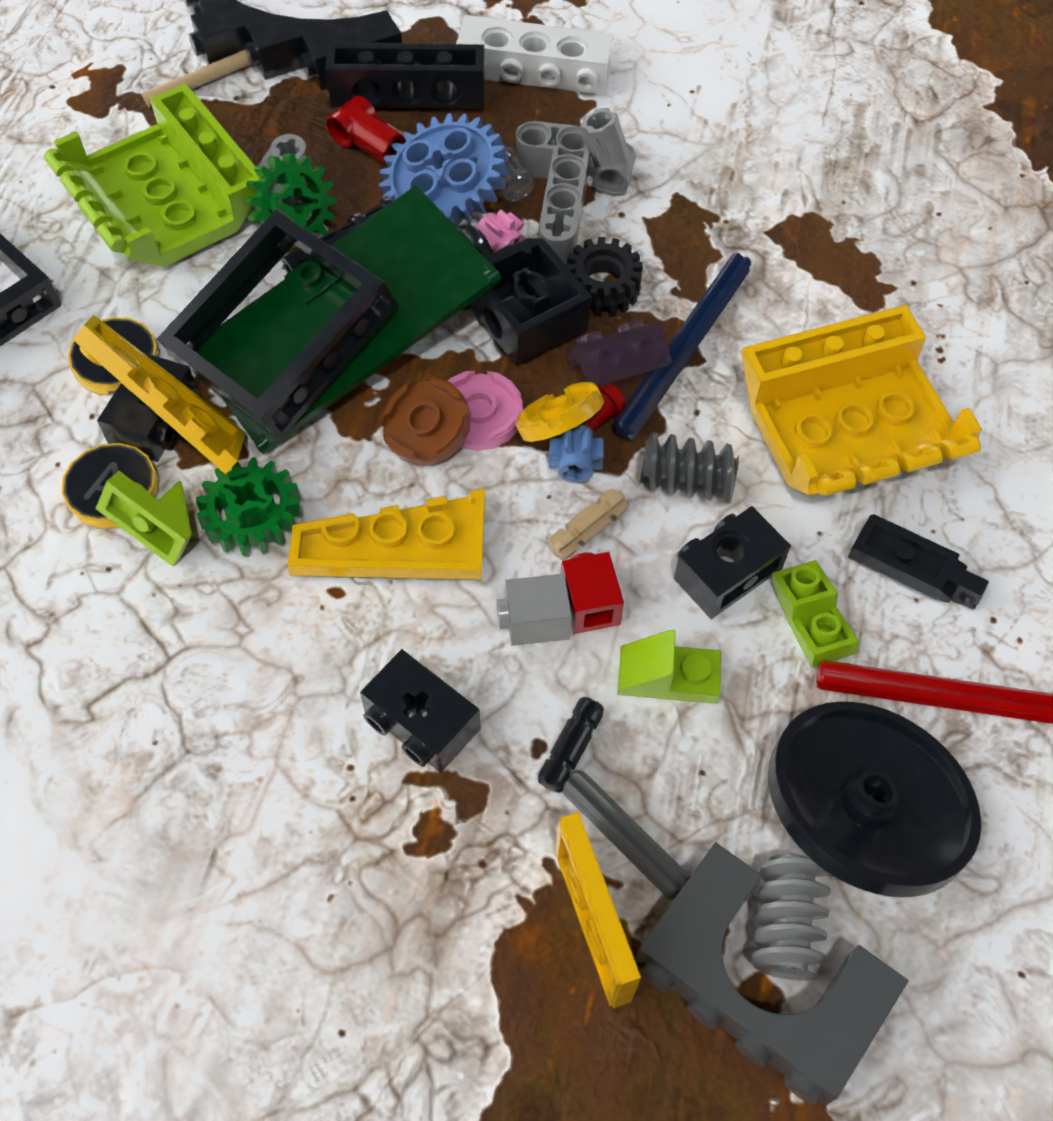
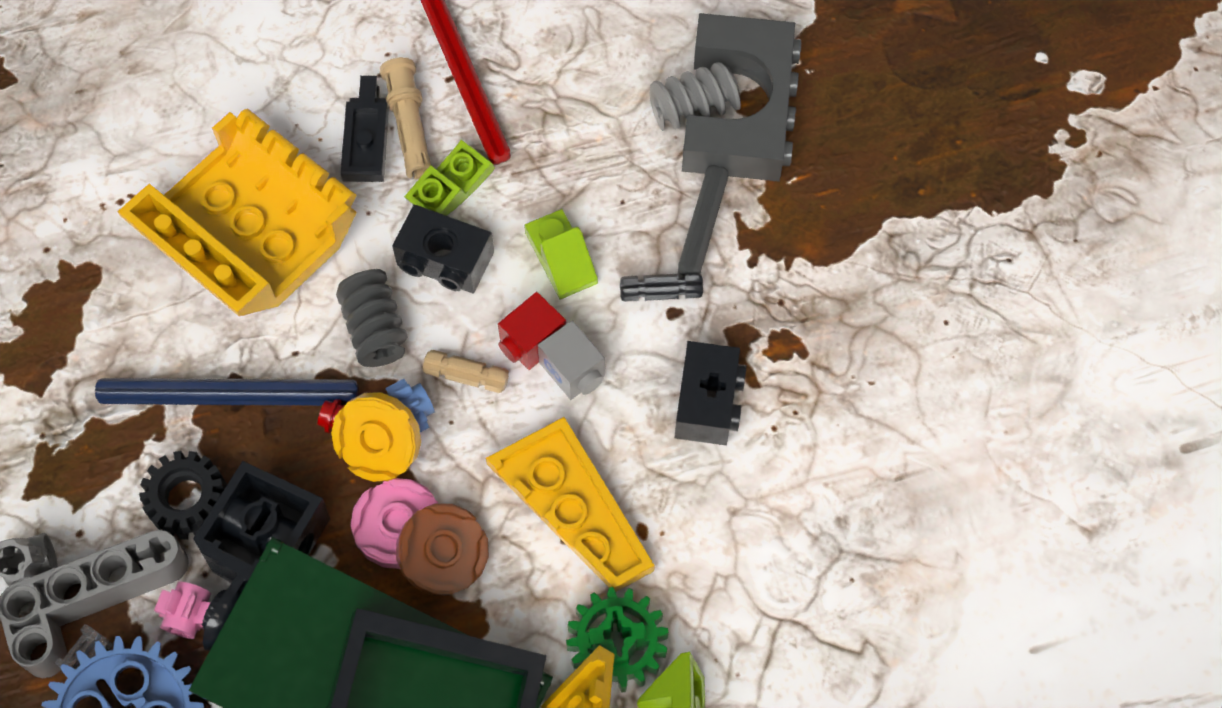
camera: 120 degrees left, 5 degrees up
(596, 912) = (778, 195): yellow tile -> none
(620, 355) = (277, 429): clear purple bracket -> none
(874, 799) = (585, 79): black dish -> none
(938, 613) = (404, 102): none -> tan pin

